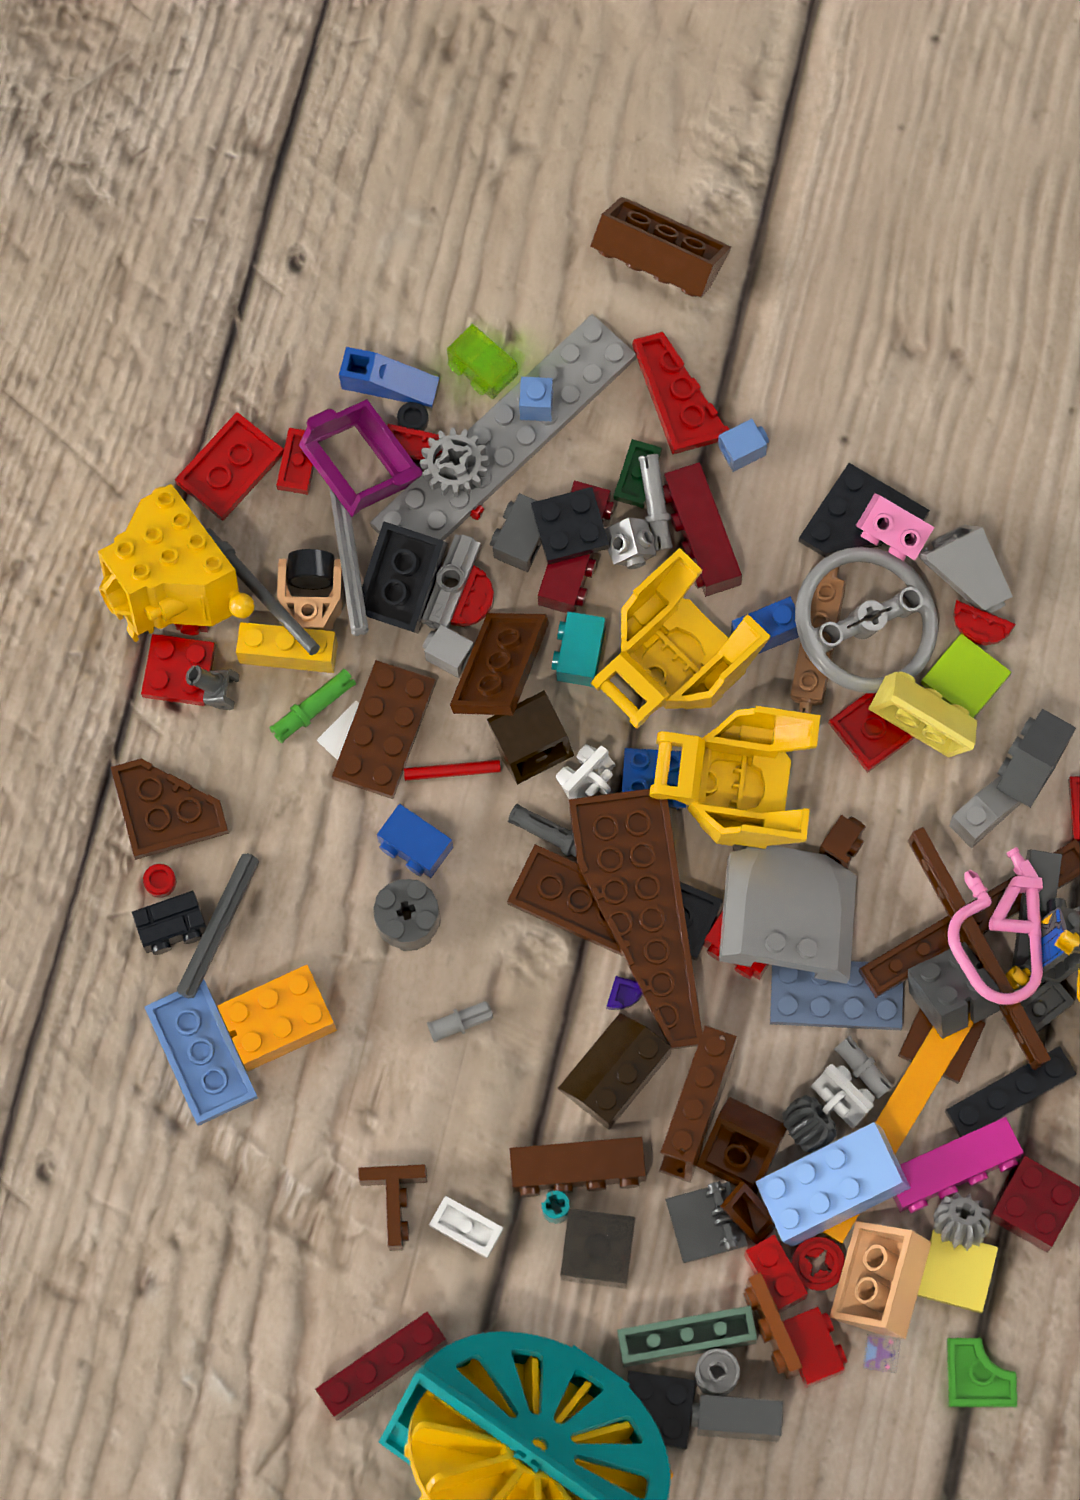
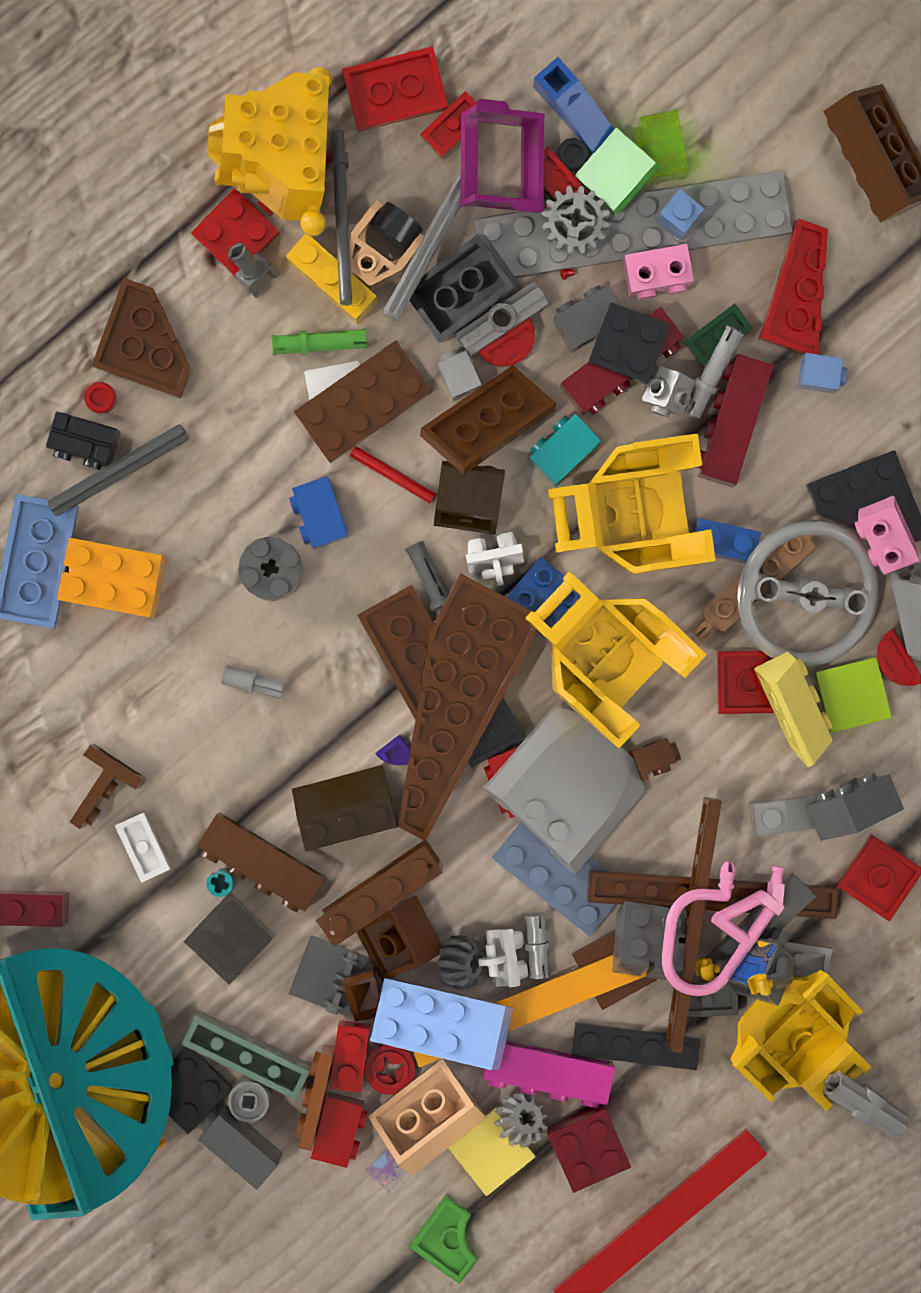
camera: 30 degrees right, 15 degrees up
(459, 402) = (617, 171): none -> tile
(551, 457) = (656, 267): none -> bright pink brick

